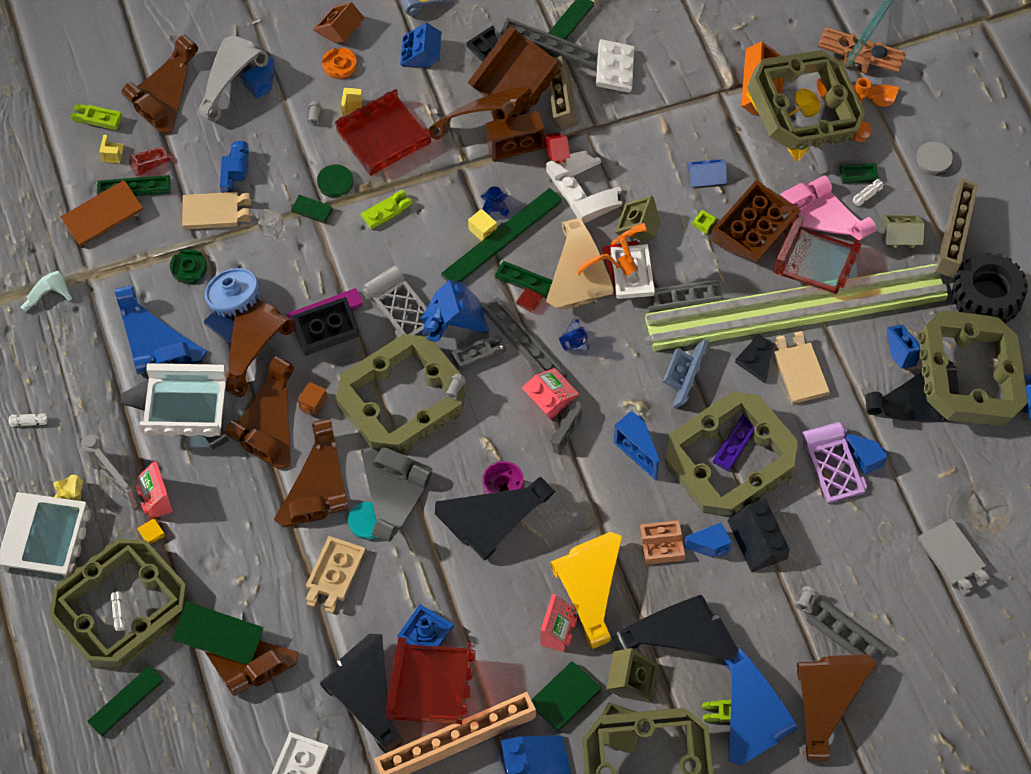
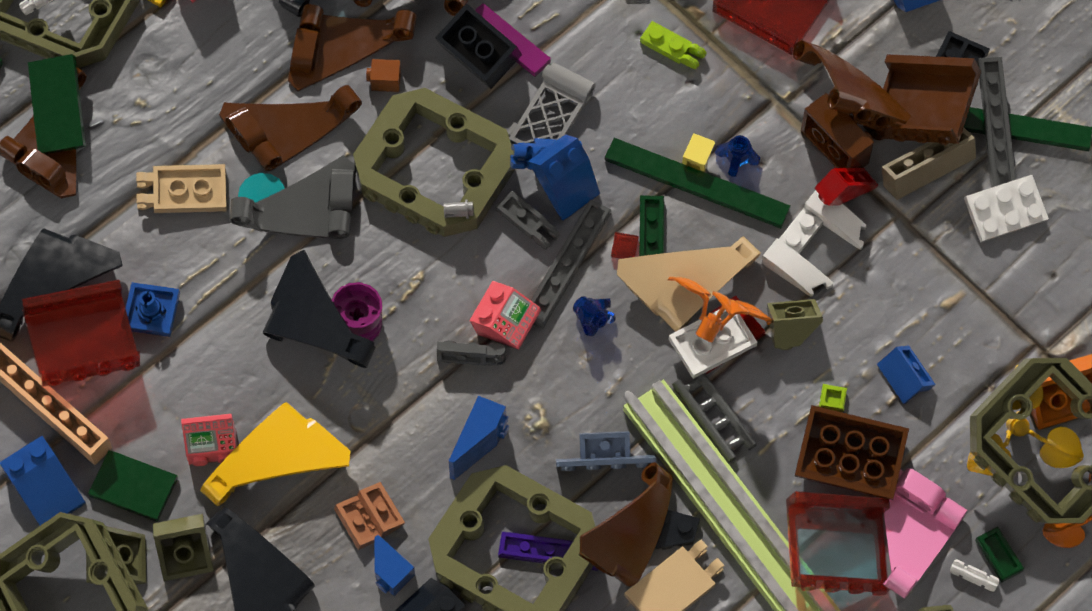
camera: 65 degrees right, 5 degrees up
(771, 385) = (628, 538): none -> reddish brown panel

